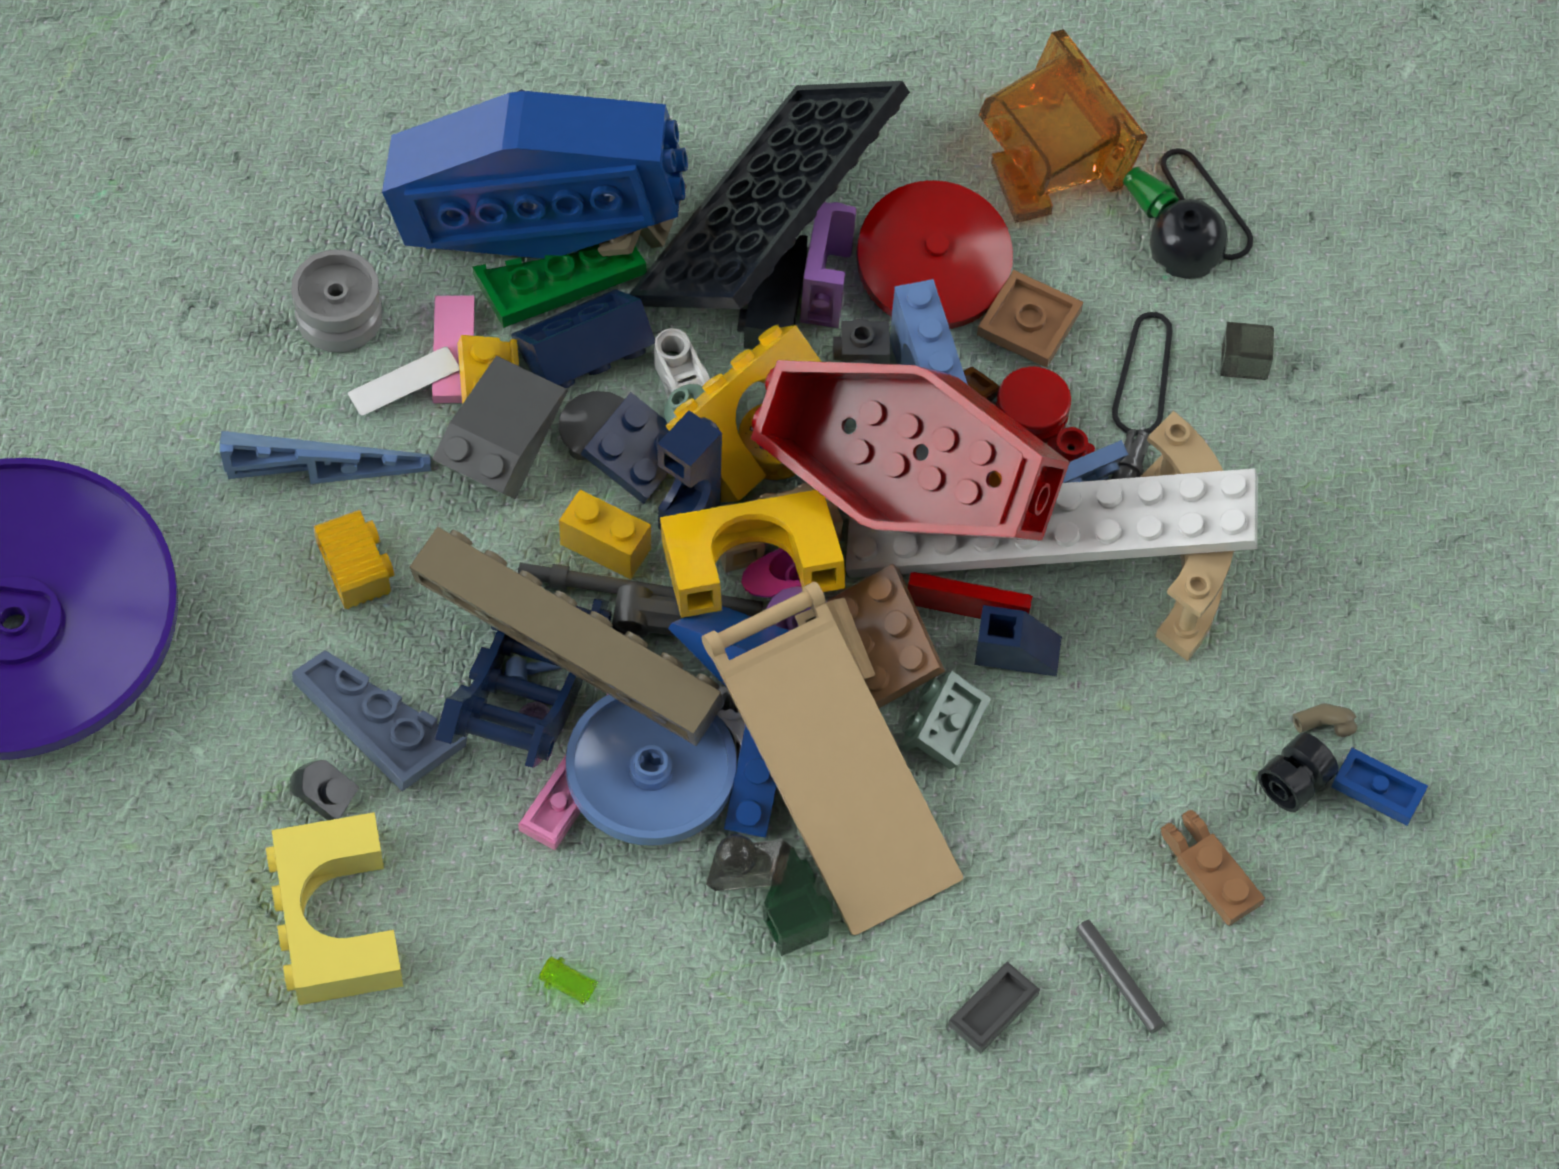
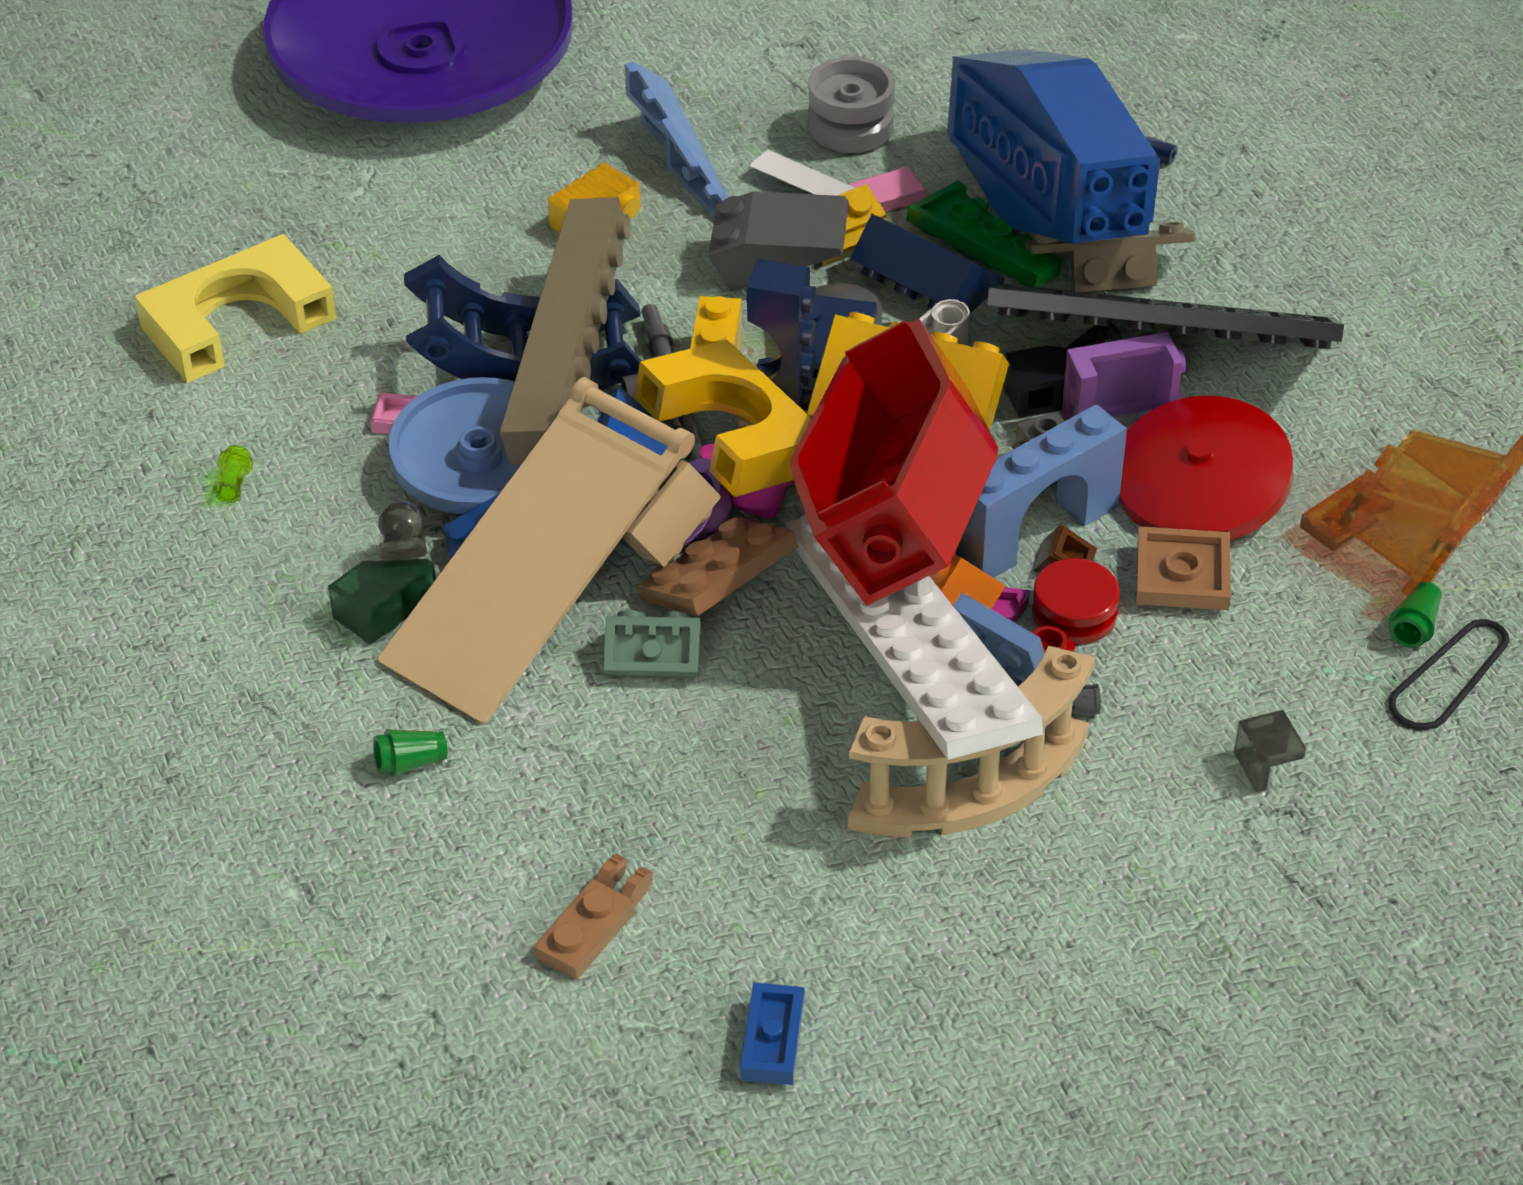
camera: 70 degrees right, 15 degrees down
(323, 788) = (350, 261): plate -> none
(375, 720) = (459, 241): sand blue wing -> none
(962, 597) = (804, 620): red tile -> none
(982, 944) = (408, 750): none -> green cone
(993, 1007) = (343, 787): dark grey tile -> none
(1016, 642) = (769, 664): dark blue slope -> none
(1119, 424) = (1187, 669): black piece -> none
(1120, 976) = (425, 878): dark grey bar -> none
(1189, 238) = (1384, 661): black cylinder -> none
(1297, 772) = (741, 945): black wheel -> none
(1326, 714) = (840, 960): dark tan arm -> none

